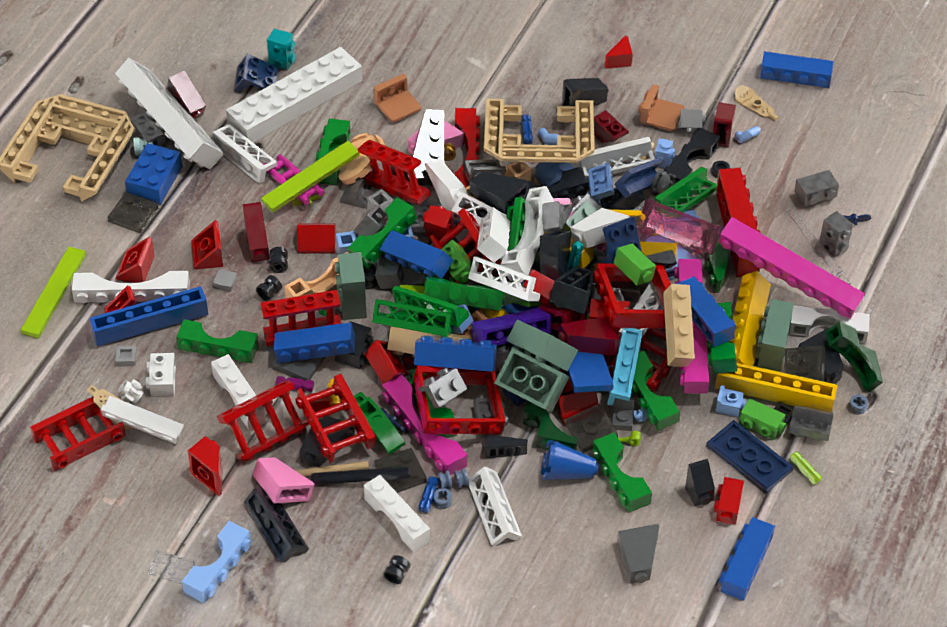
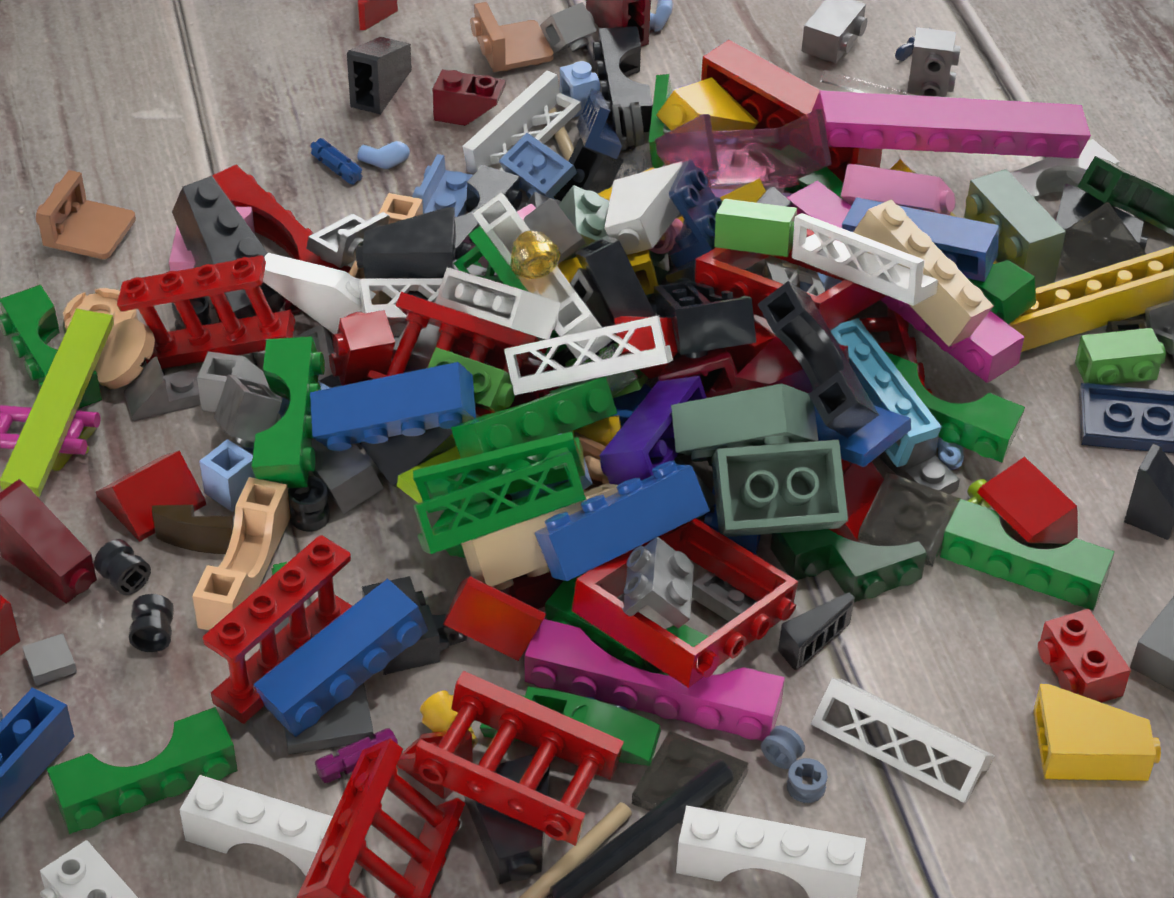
camera: 40 degrees left, 5 degrees down
(315, 259) = (184, 530): none -> dark brown slope
(351, 285) = (313, 502): sand green brick -> none
(428, 494) = (778, 789): blue axle -> none
(461, 478) = (806, 723): sand blue bush -> none
(529, 222) = (534, 255): none -> clear yellow cone
(561, 554) = (1091, 739): none -> yellow slope
(566, 463) = (935, 594): blue cone -> none
(568, 148) = (448, 133): tan slope -> none
(575, 255) = (646, 266): teal axle -> none
(595, 524) = (1083, 657): none -> red brick
(596, 316) = (834, 384): none -> black arch
(640, 454) = (1032, 504): none -> red slope
(655, 306) = (857, 265): none -> white fence
(698, 198) = (705, 98): none -> yellow slope
(719, 165) = (677, 70): black tile -> none
(728, 286) = (904, 188): none -> bright pink slope
(730, 402) = (1049, 361): light blue brick -> none

